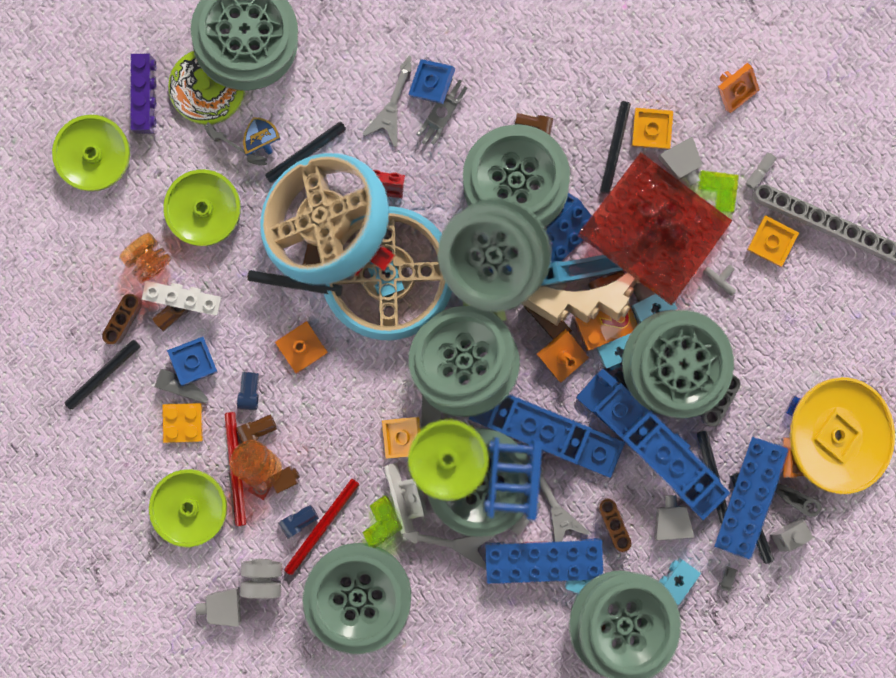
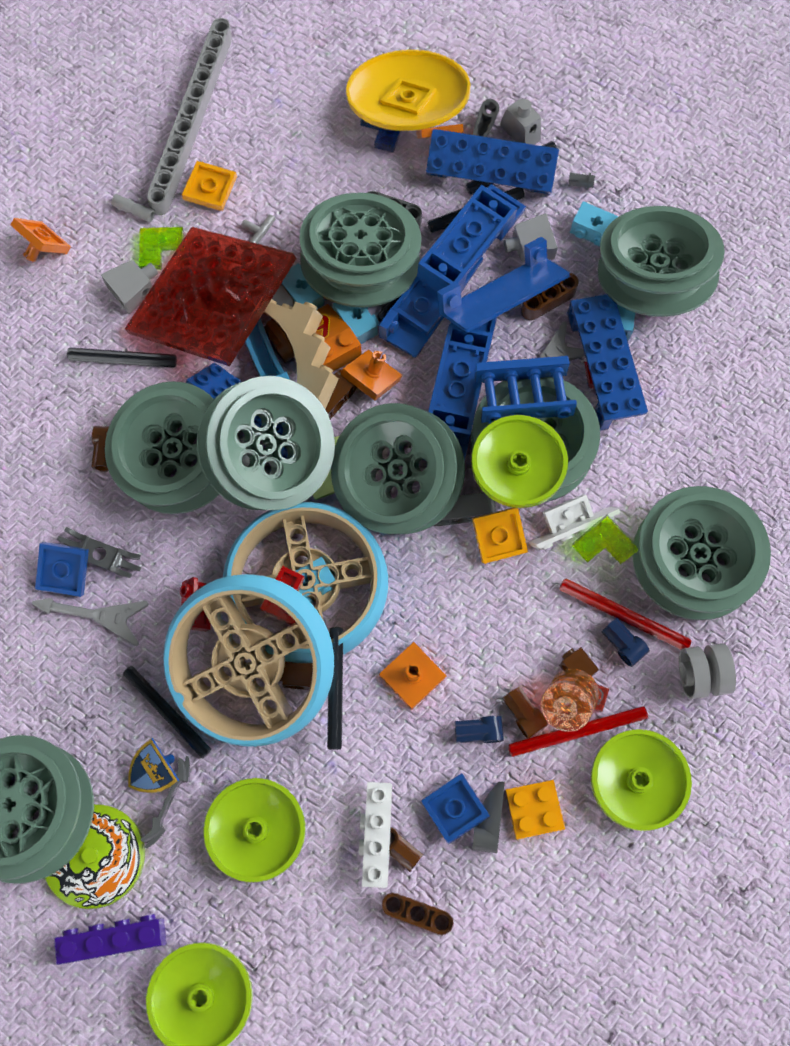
camera: 105 degrees left, 15 degrees down
(102, 374) = (494, 929): black axle -> none
(142, 254) = (331, 893): clear orange wheel -> none
(222, 608) = (751, 716): light grey torso -> none
(465, 546) = (610, 448): light grey piece -> none
(616, 482) = (503, 293): none -> blue bracket
(652, 128) = (96, 321): light orange plate -> none

